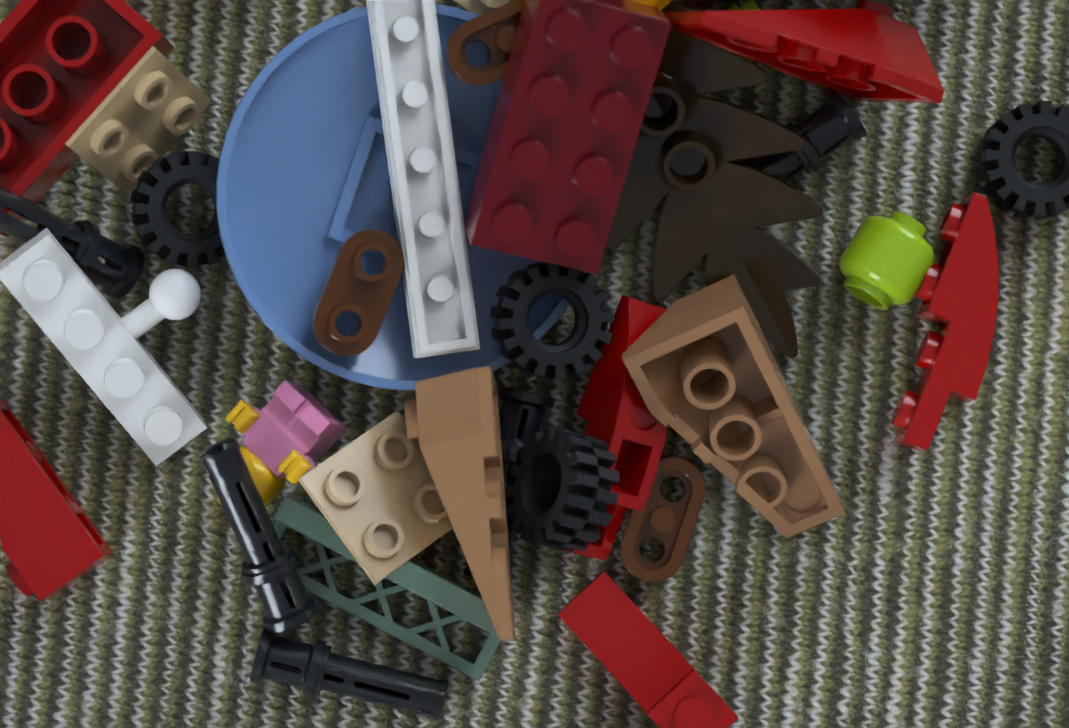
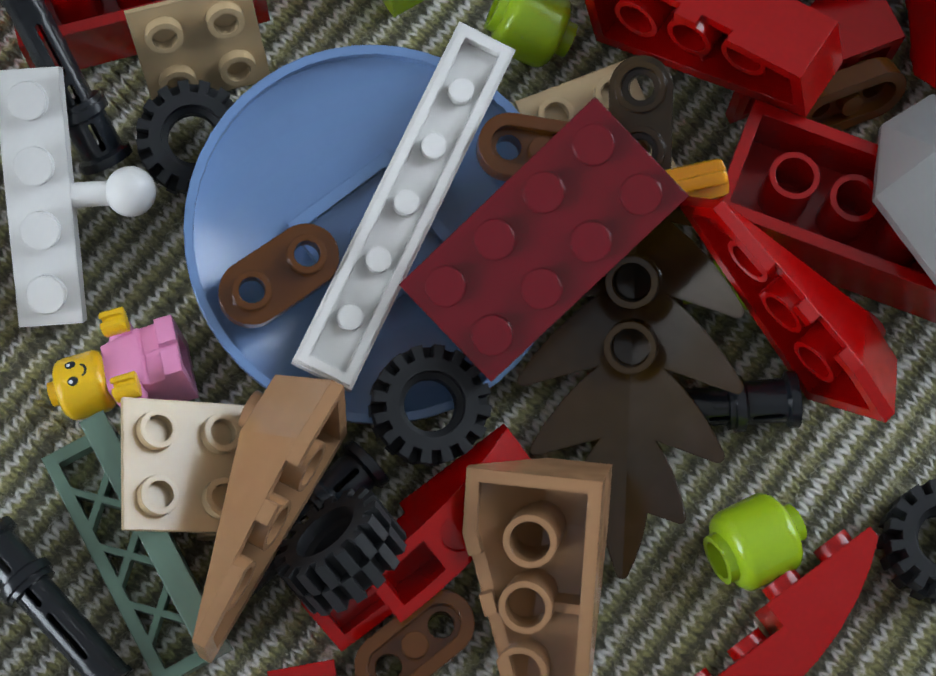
camera: 30 degrees right, 15 degrees down
(267, 562) = (39, 461): black pin -> none

